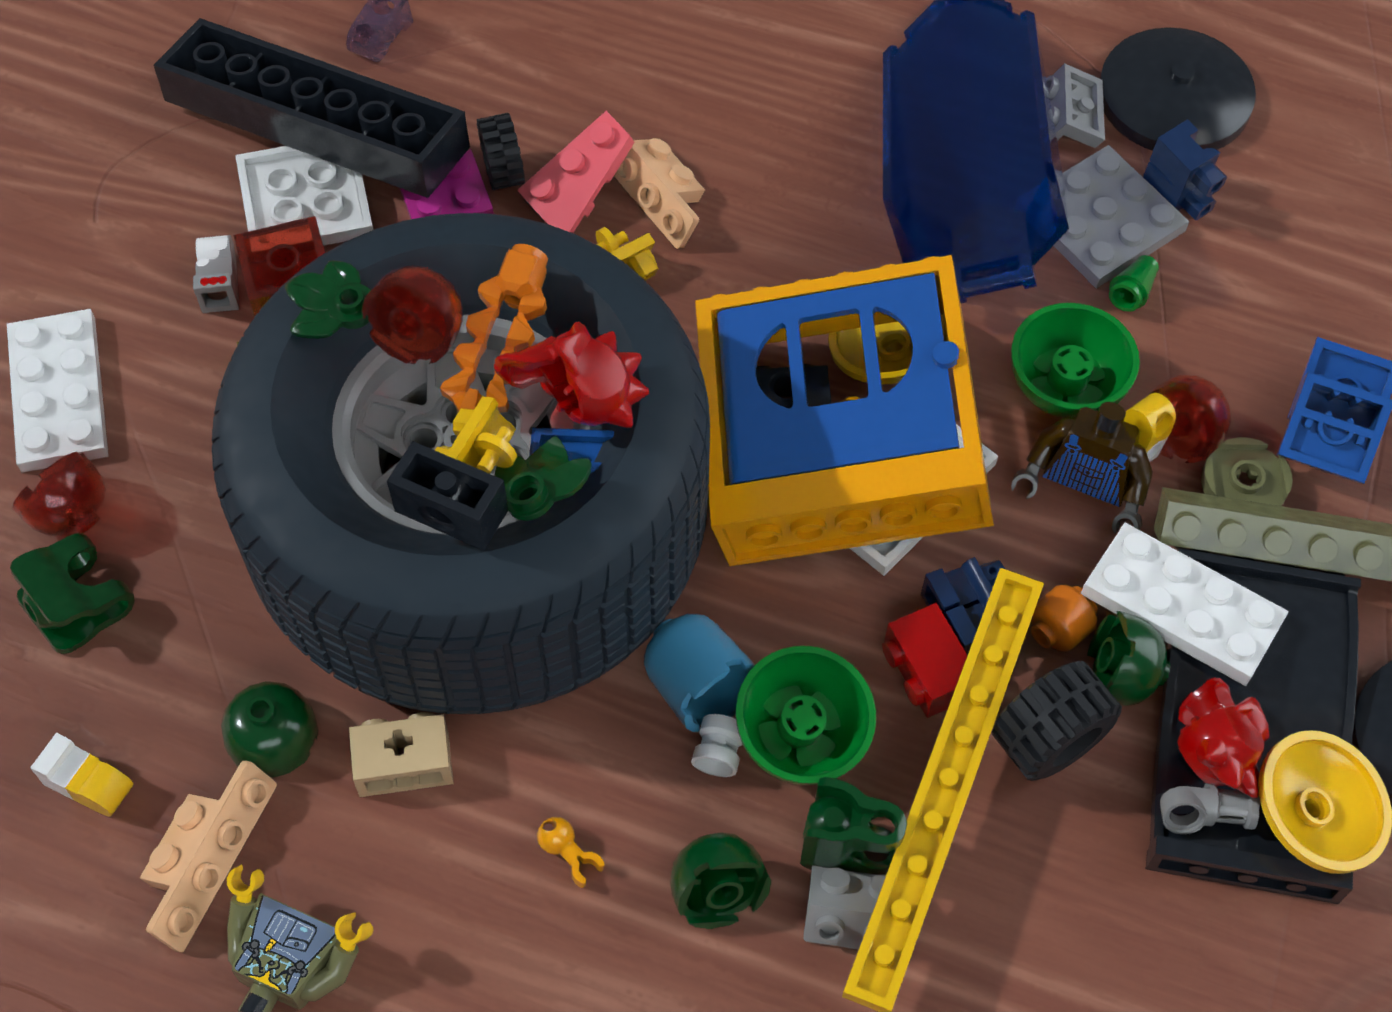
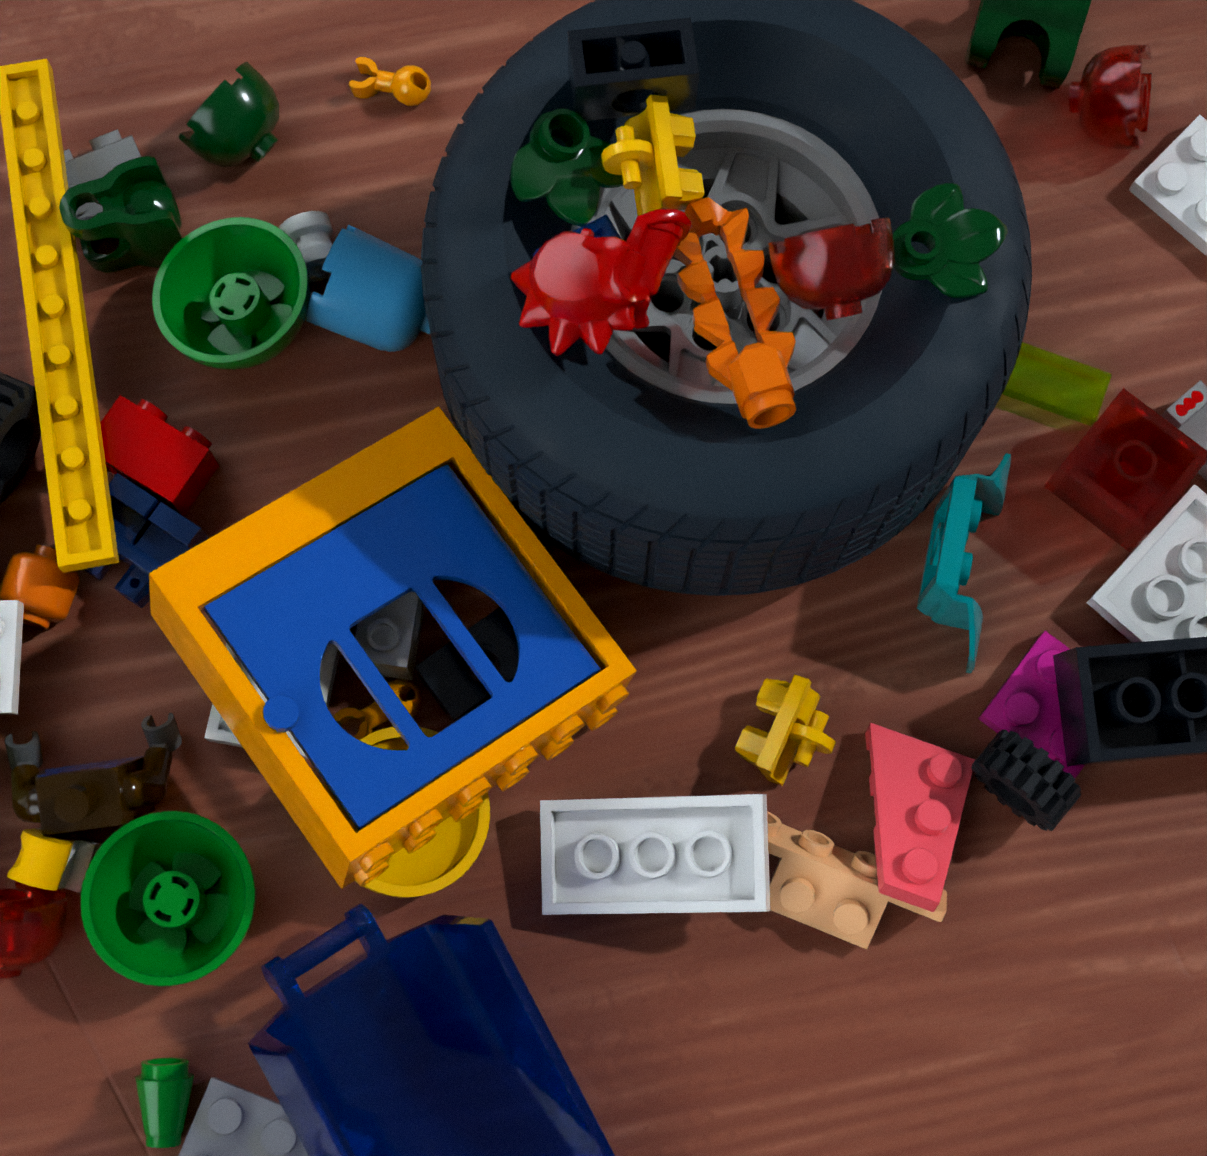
camera: 145 degrees right, 15 degrees up
(749, 227) = (655, 855): none -> white plate

